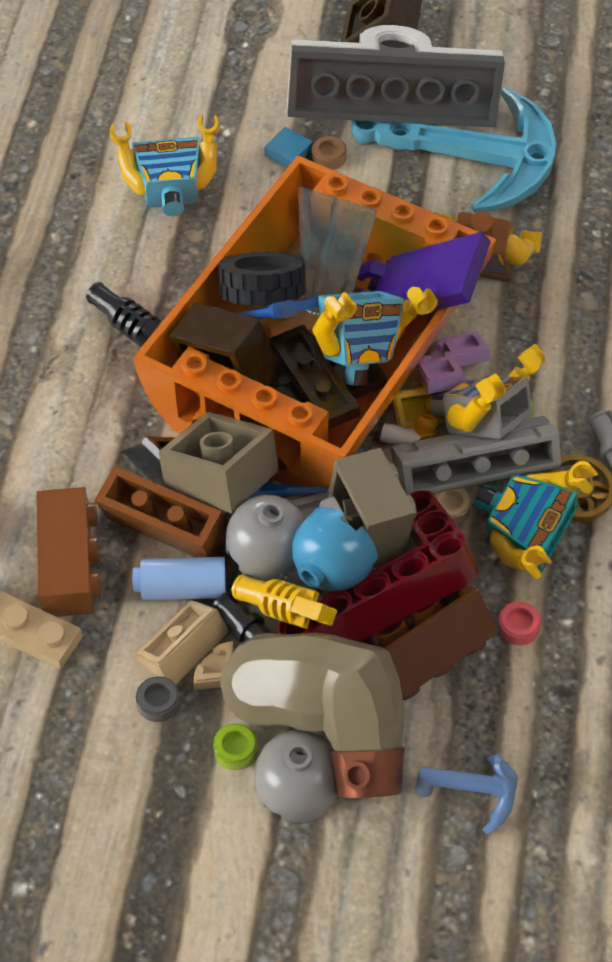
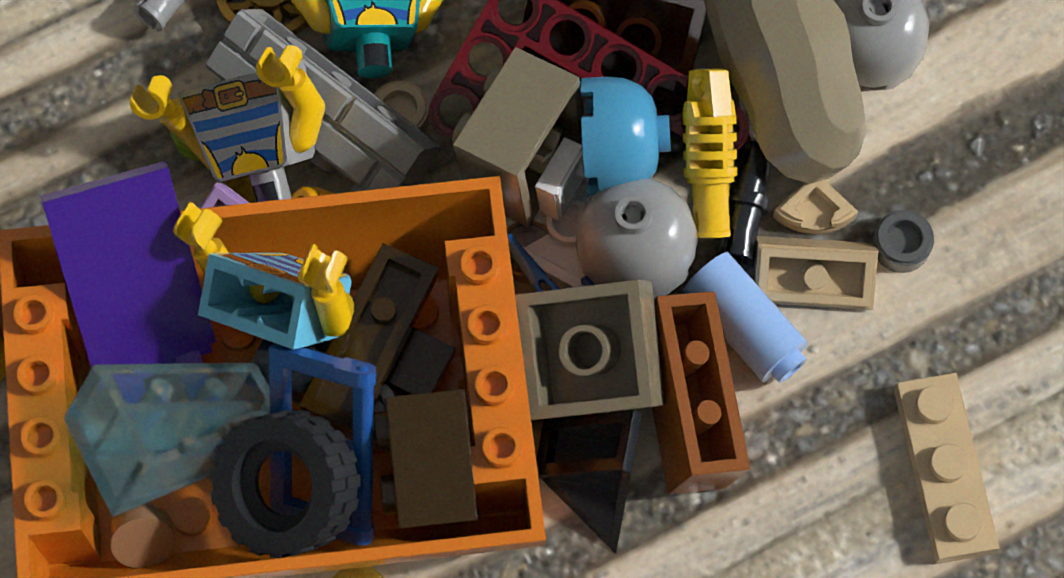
camera: 130 degrees left, 15 degrees up
(67, 552) = (819, 476): dark orange brick -> none
(235, 746) = (890, 121): lime tile -> none

